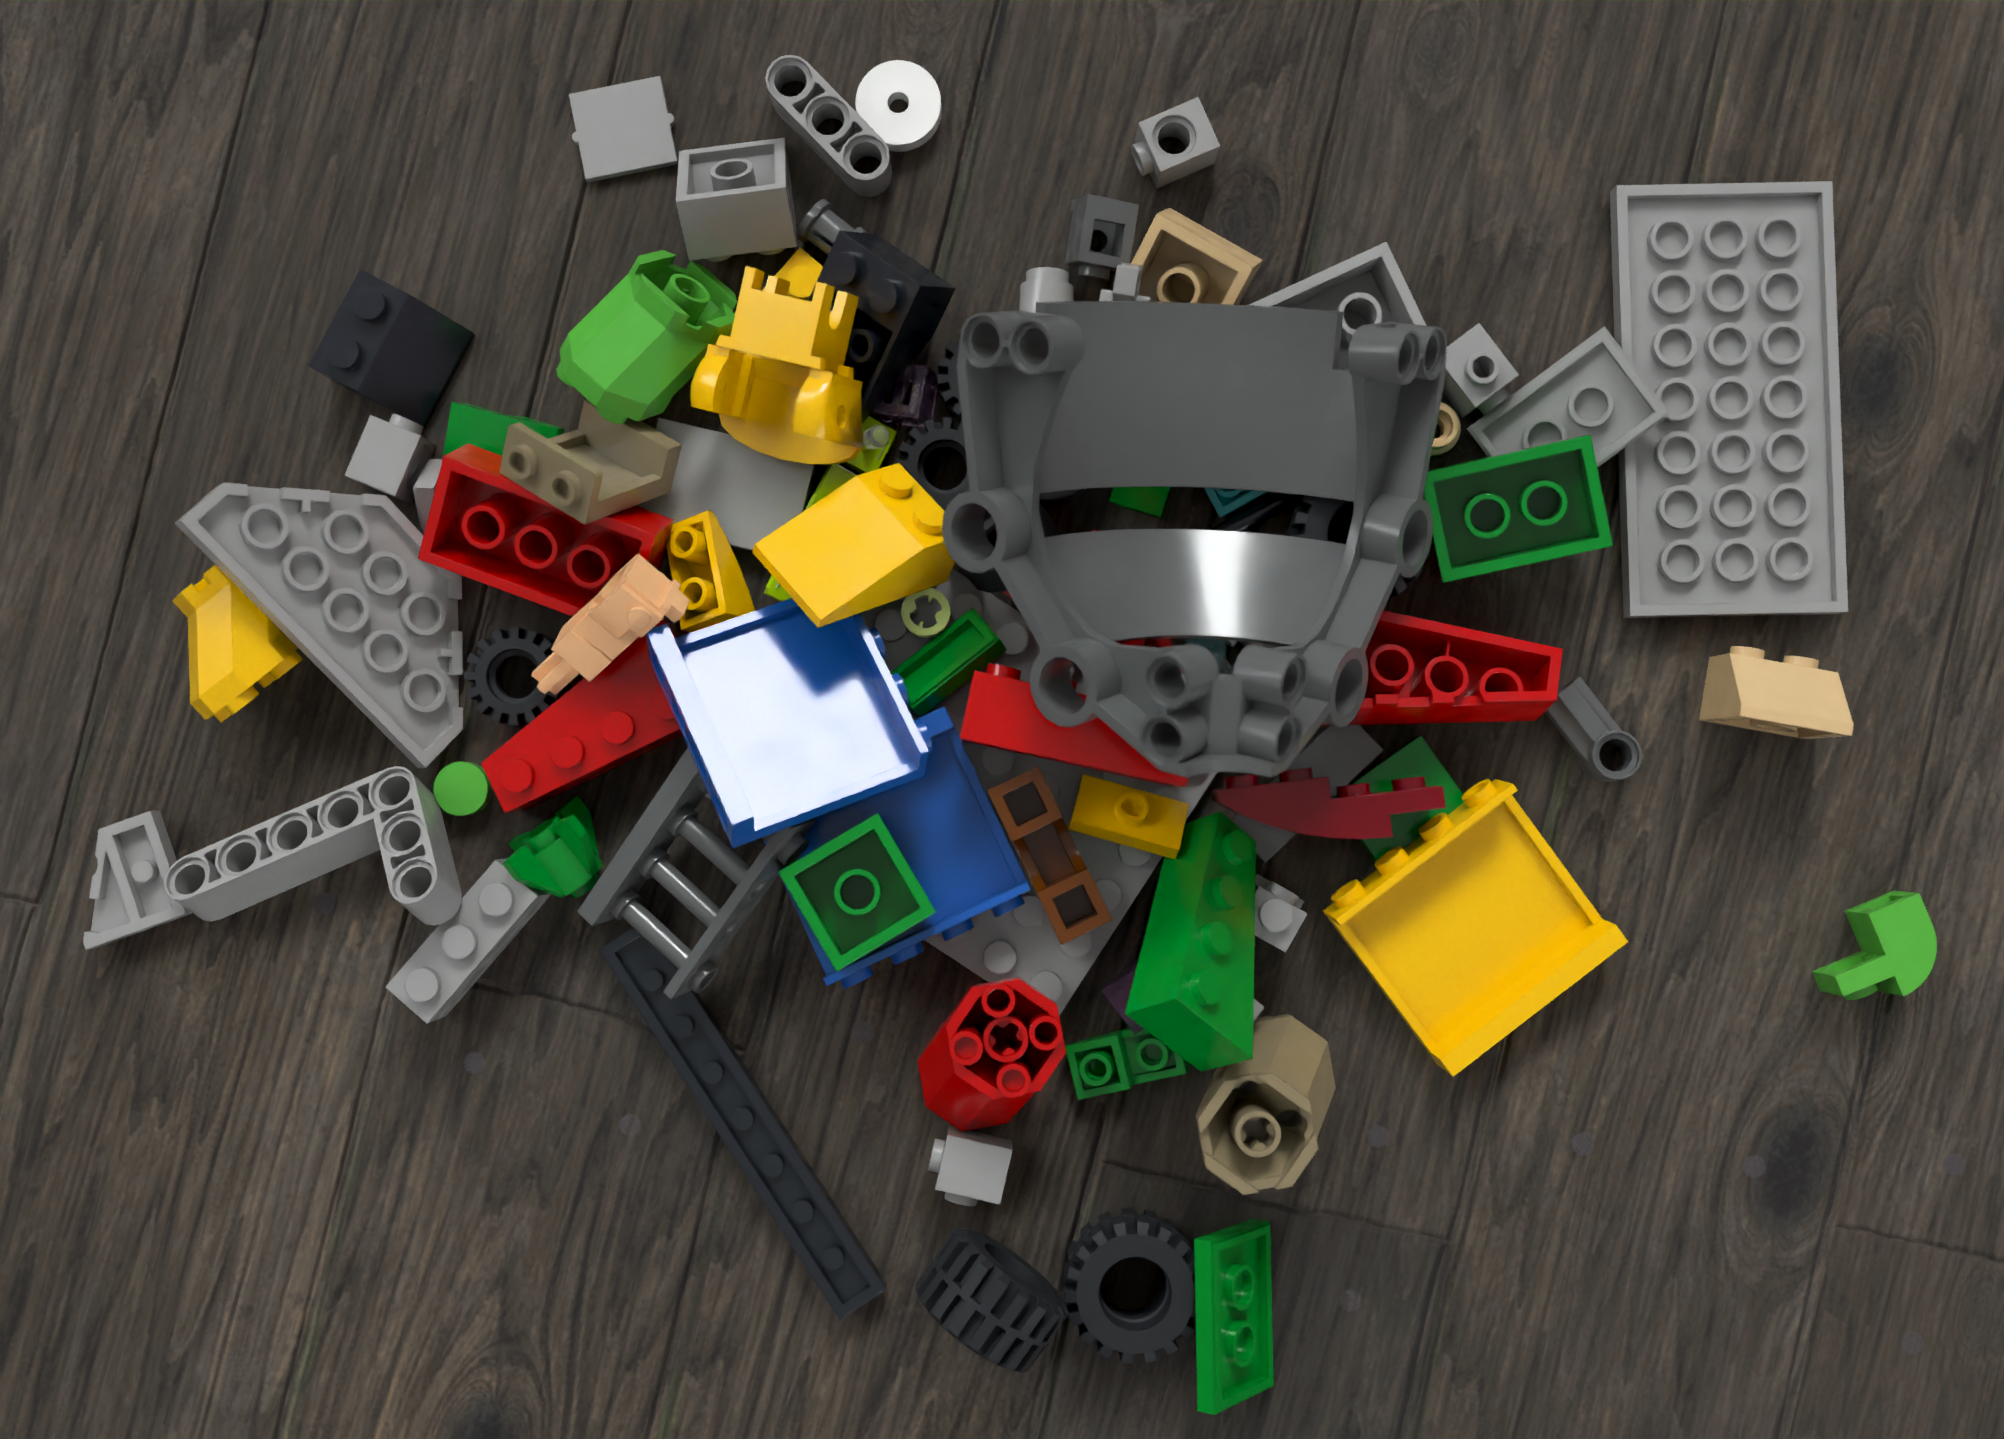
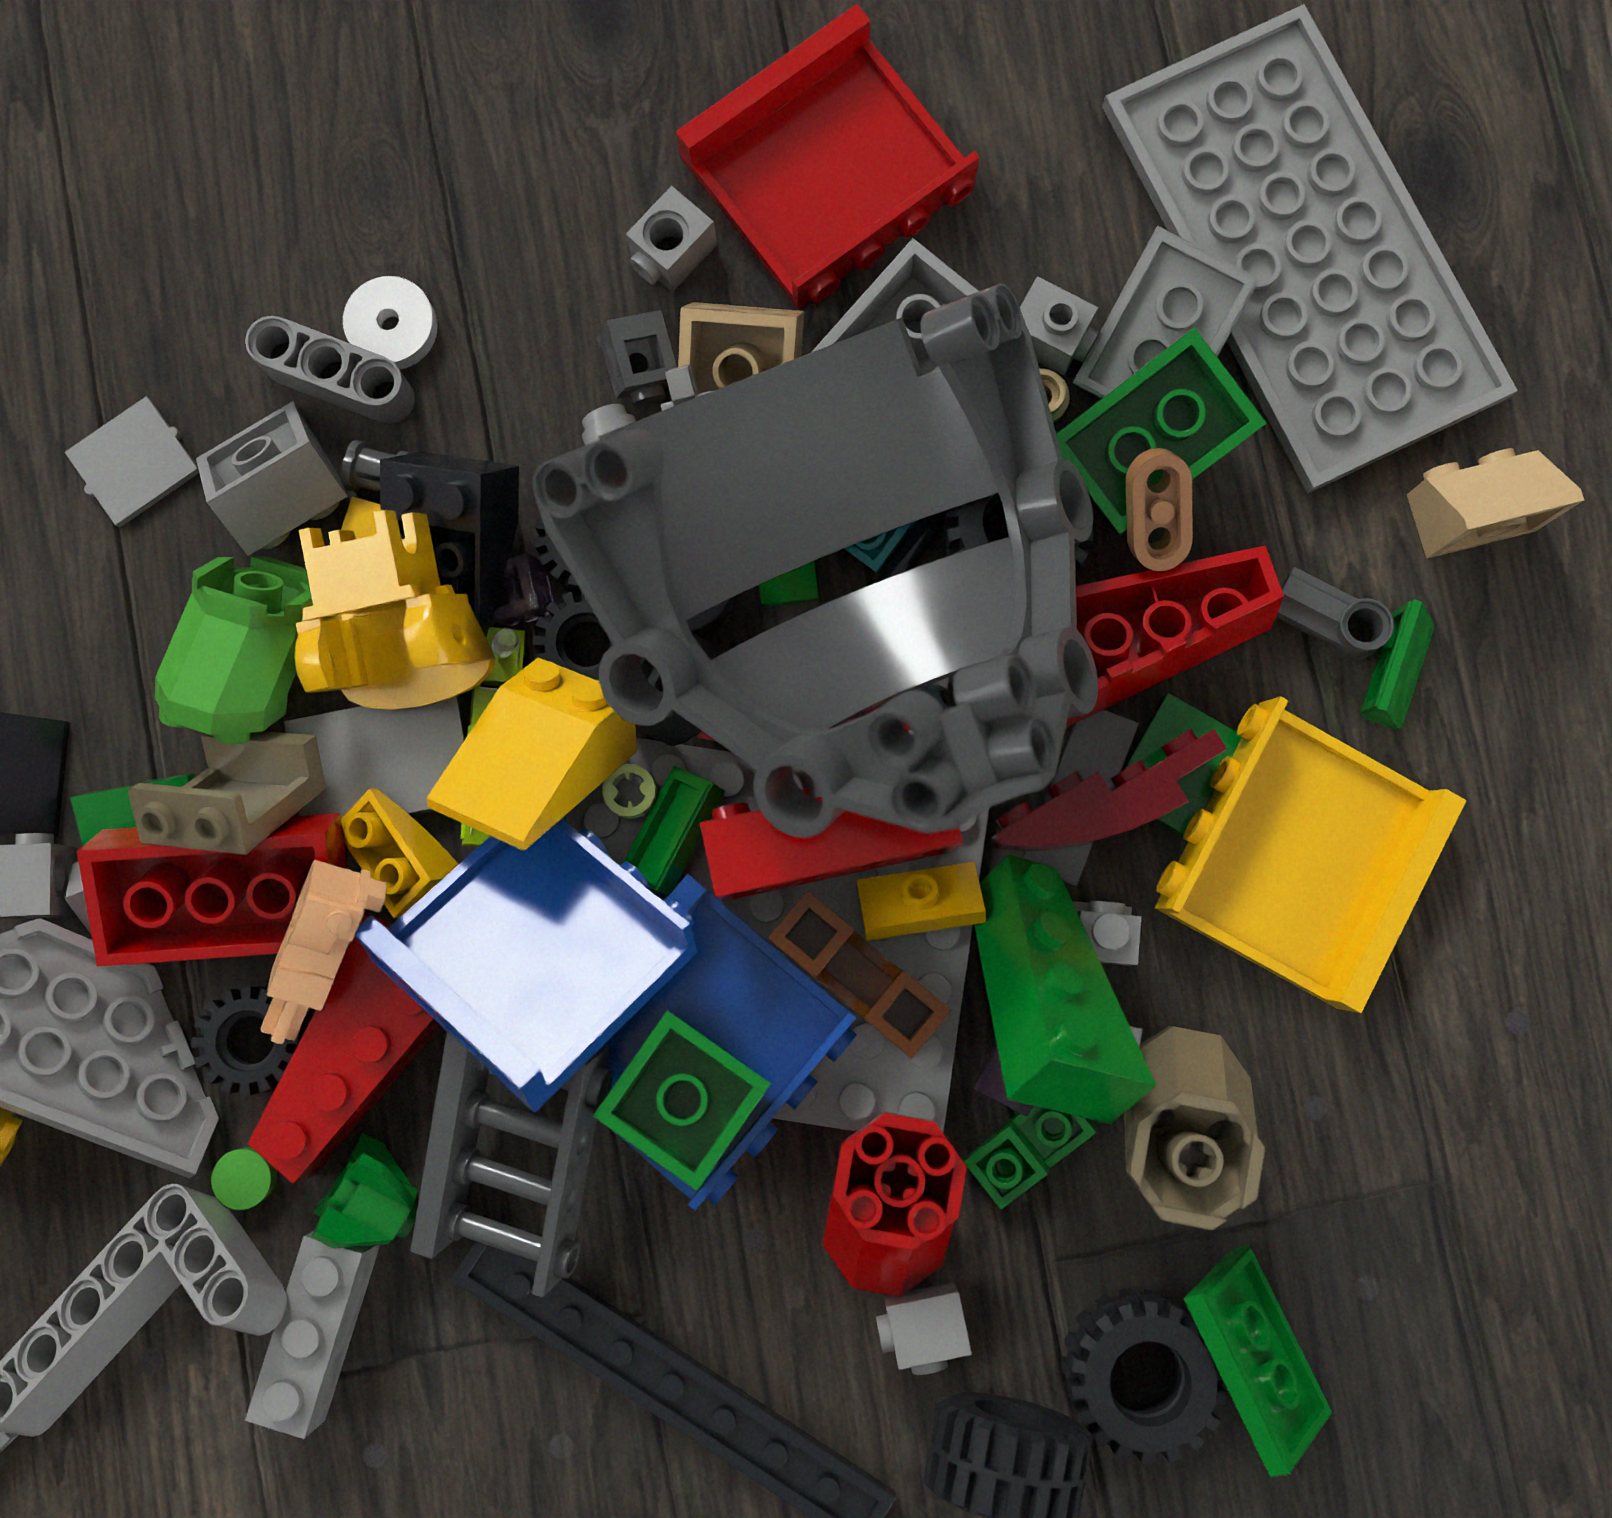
camera: 20 degrees left, 5 degrees down
(1344, 131) = (825, 160): none -> red panel
(1485, 574) = (1158, 506): none -> medium nougat plate
(1628, 802) = (1398, 666): none -> green slope

